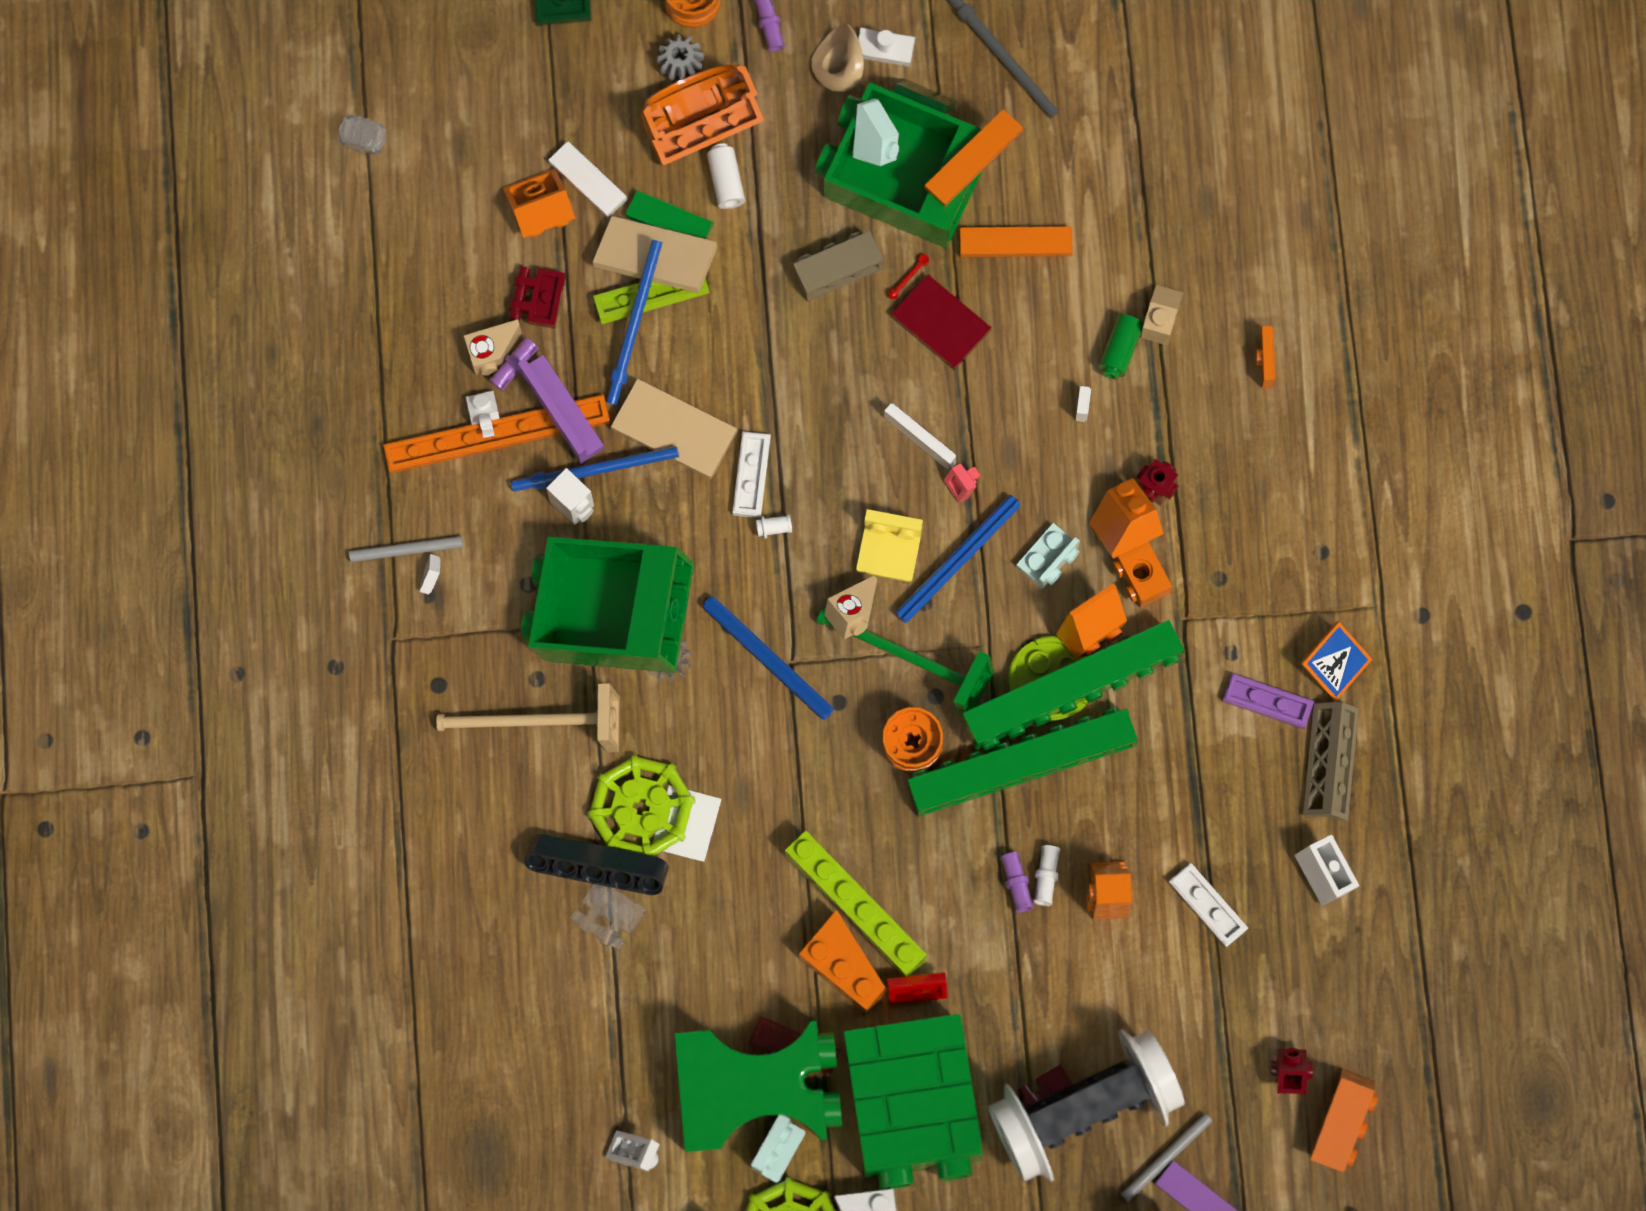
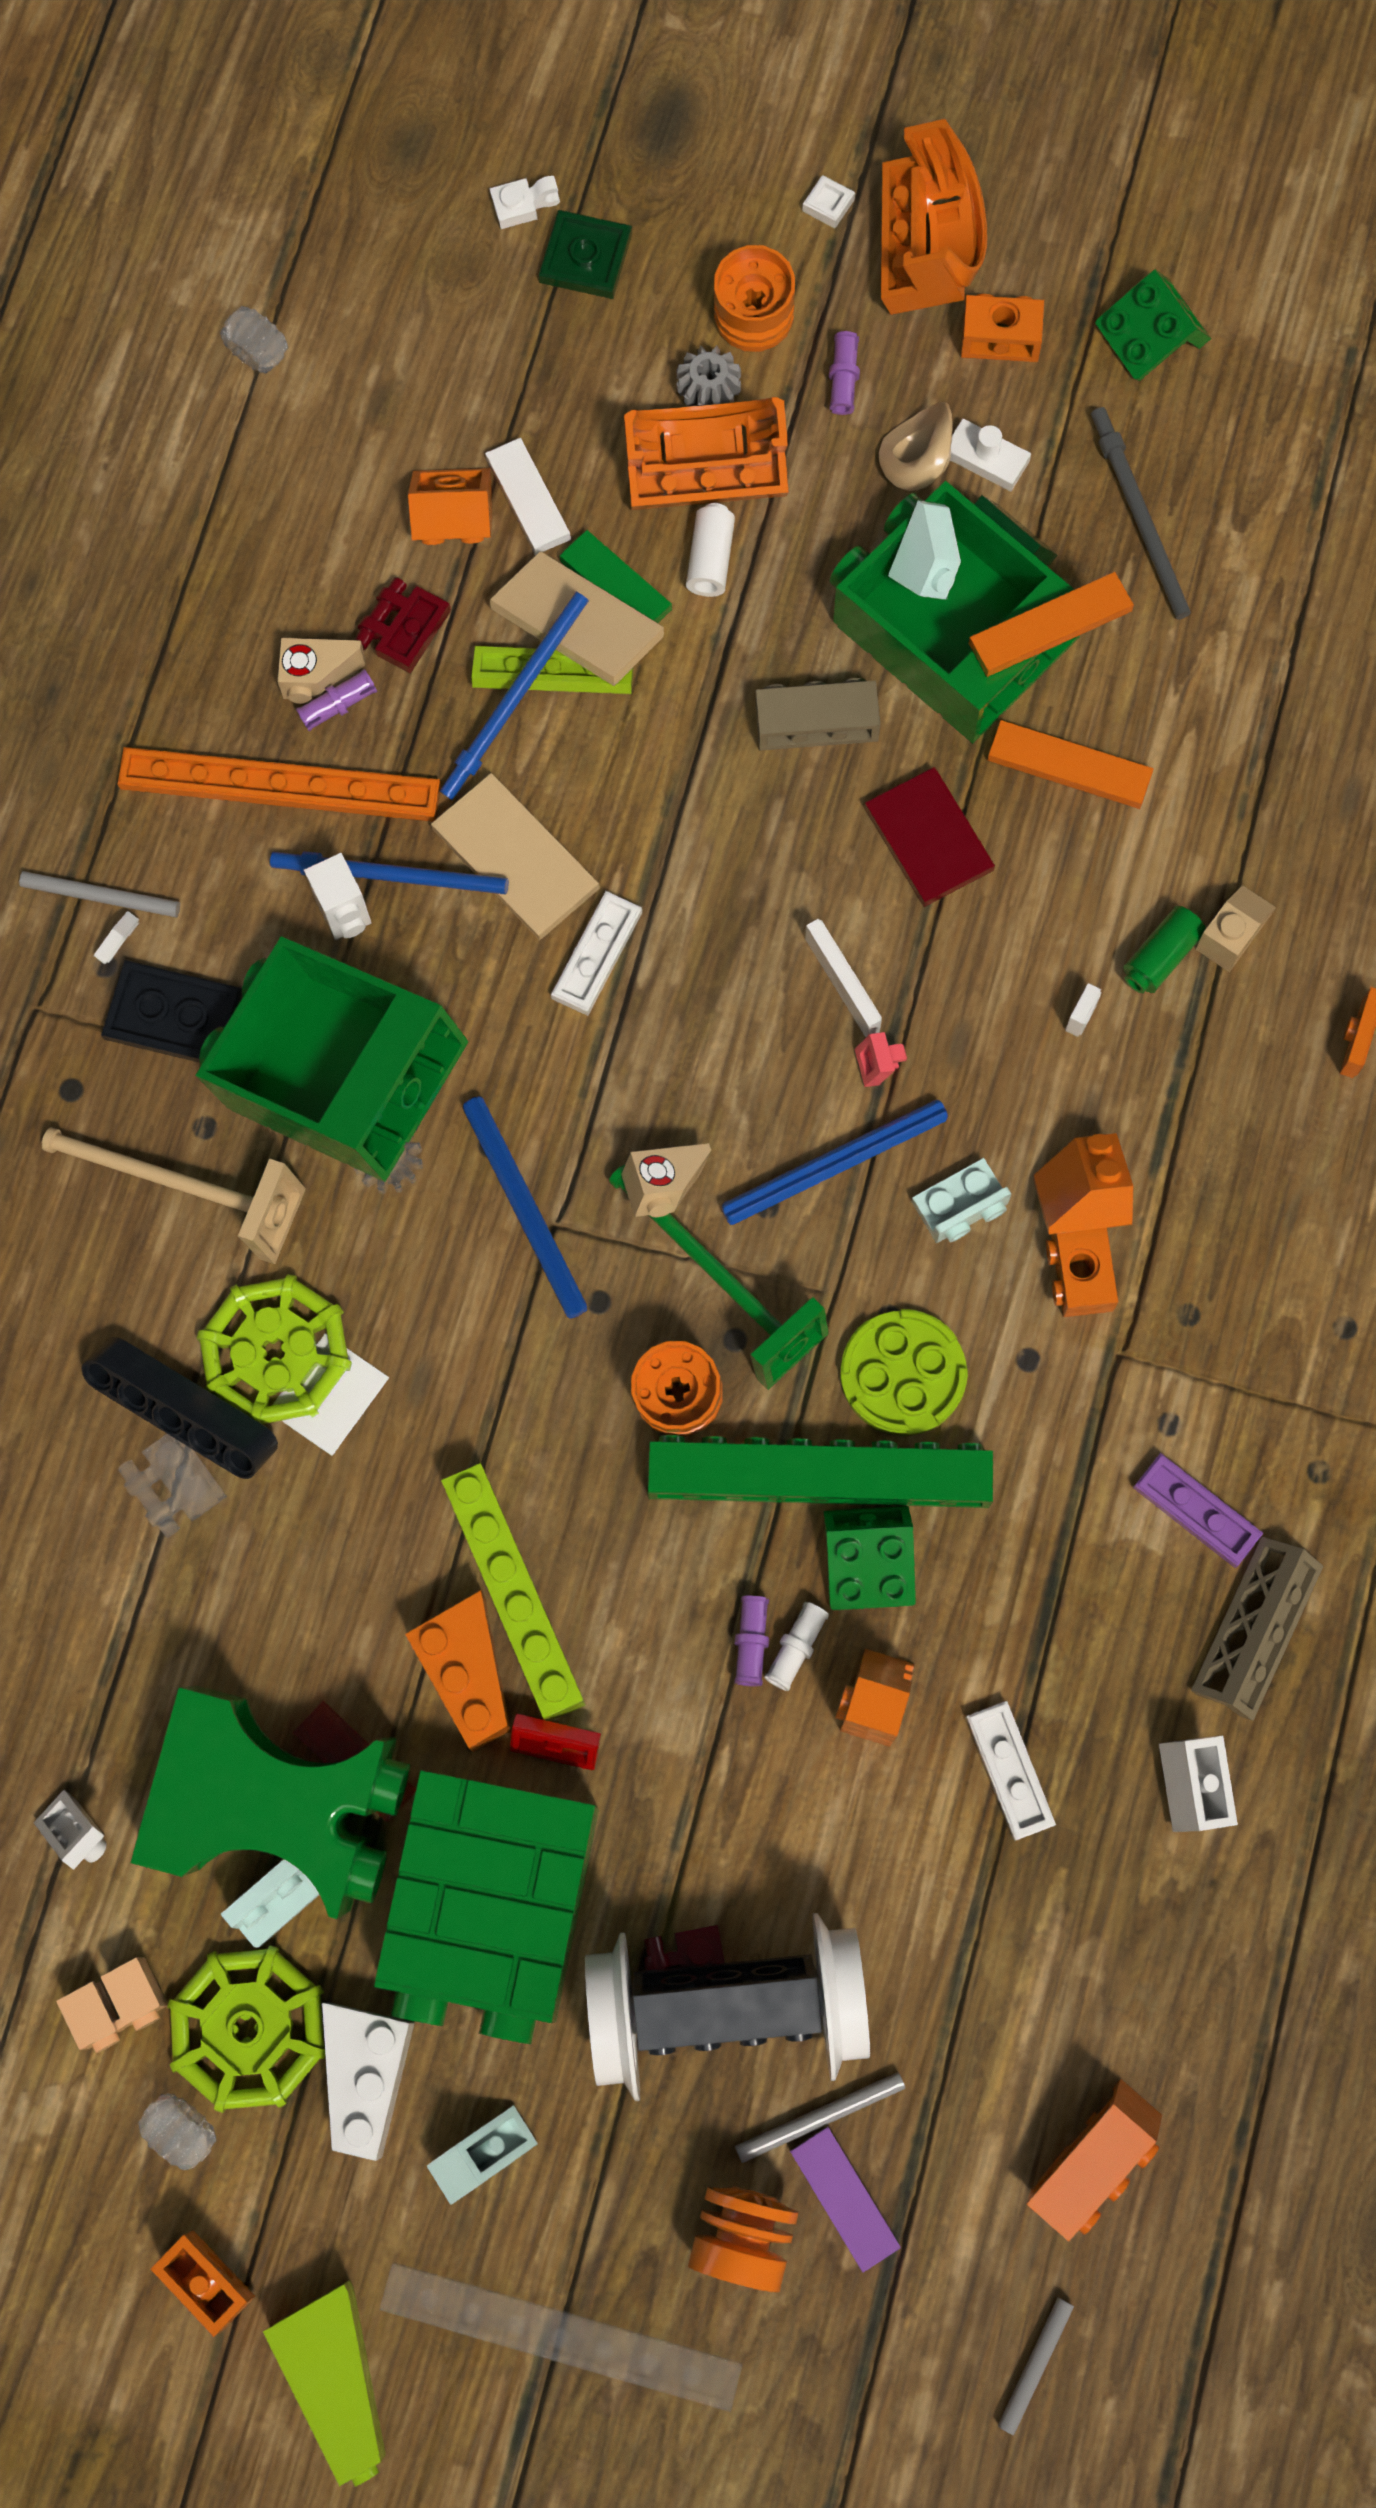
camera: 20 degrees right, 0 degrees up
(483, 410) = (271, 745): white plate -> none
(485, 611) = (167, 1010): none -> black tile
(561, 408) = (373, 777): medium lavender fence -> none
(773, 525) = (599, 1030): white pin -> none
(889, 545) = (747, 1111): light yellow bracket -> none
(923, 260) = (934, 748): red hinge -> none
(1072, 685) = (929, 1391): green brick -> none
(1073, 803) = (870, 1558): none -> green bracket
(1093, 623) = (989, 1315): orange slope -> none
(1155, 490) = (1147, 1163): dark red brick -> none
(1291, 1071) = (1045, 2060): dark red brick -> none
(1336, 661) = (1314, 1488): piece -> none

